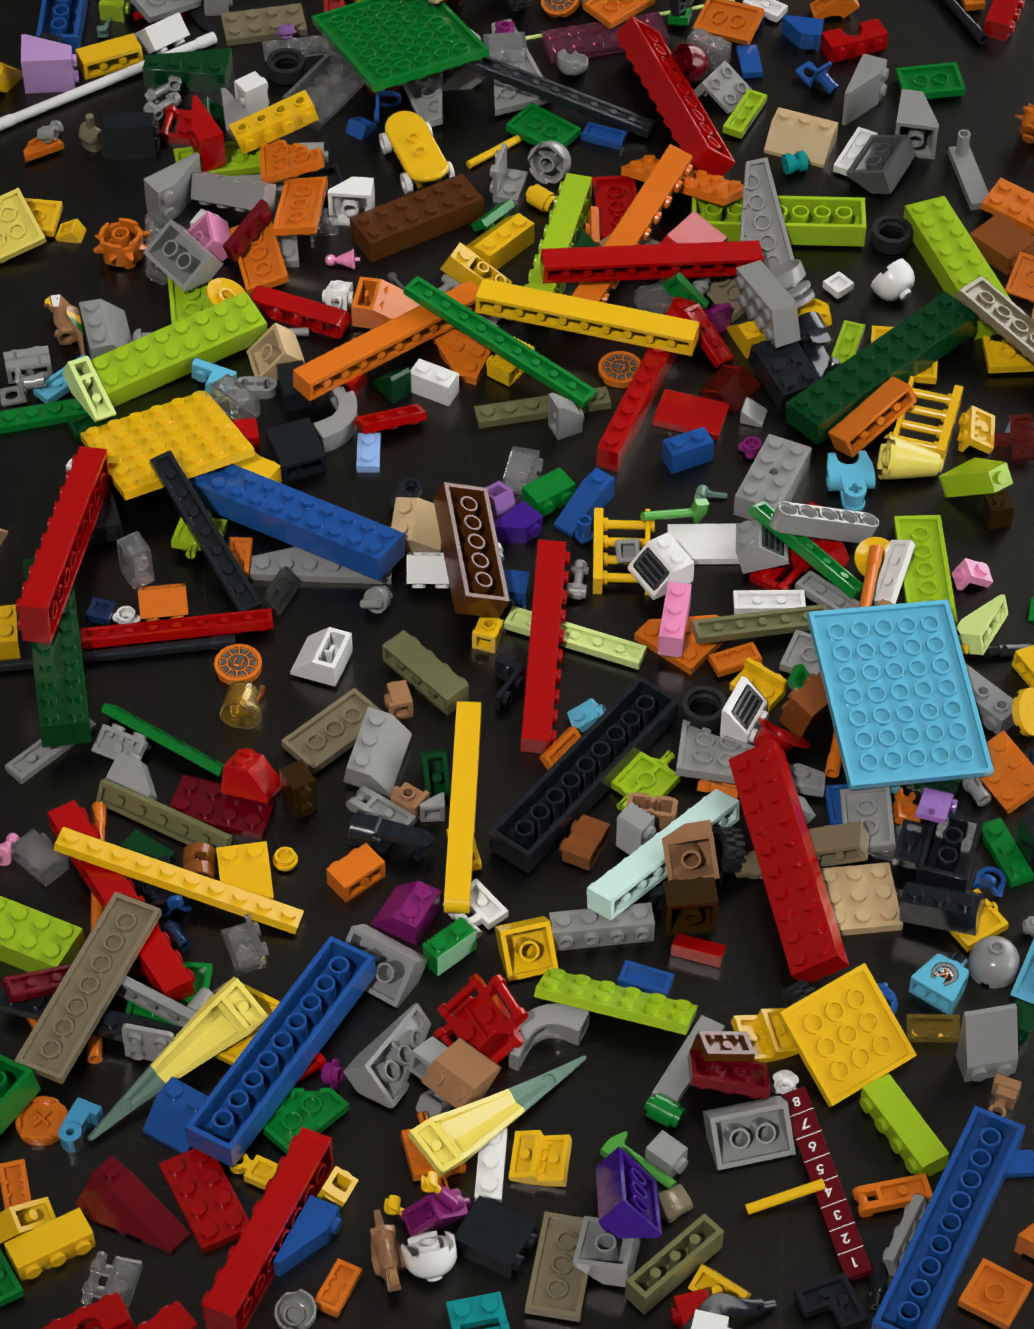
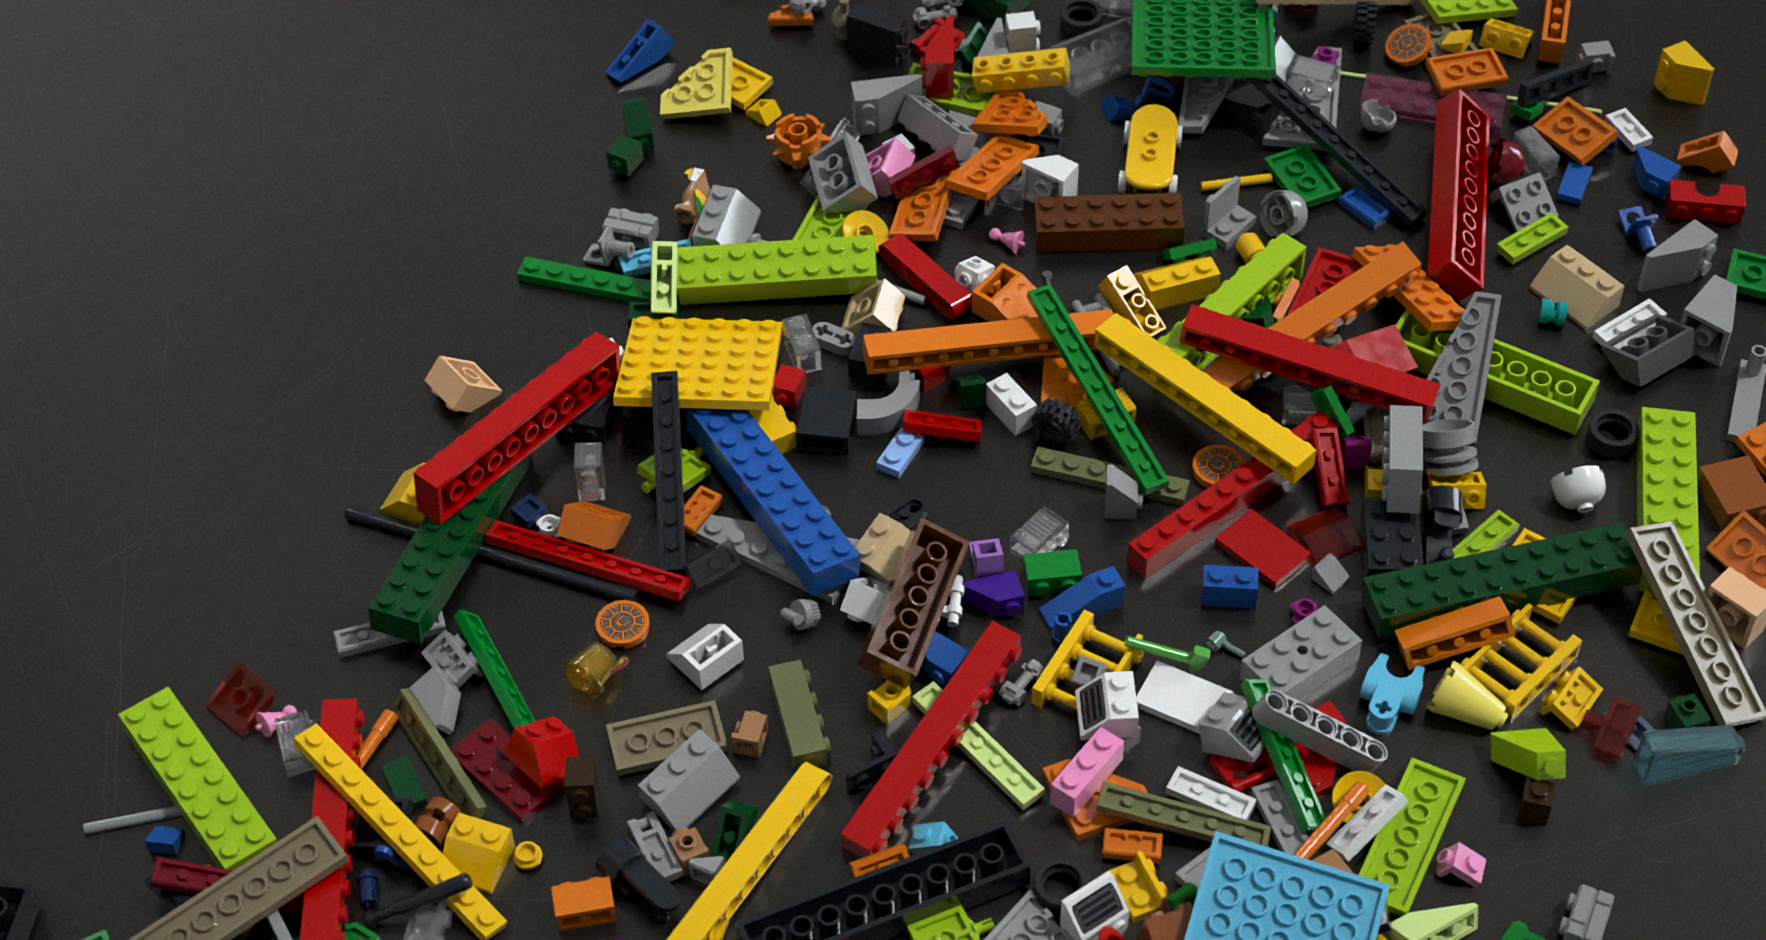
camera: 30 degrees right, 0 degrees up
(209, 373) = (793, 305): medium azure slope -> none
(238, 913) = (420, 899): none -> black piece
(480, 389) = (1056, 422): none -> black tyre
(838, 285) = (1516, 467): white plate -> none

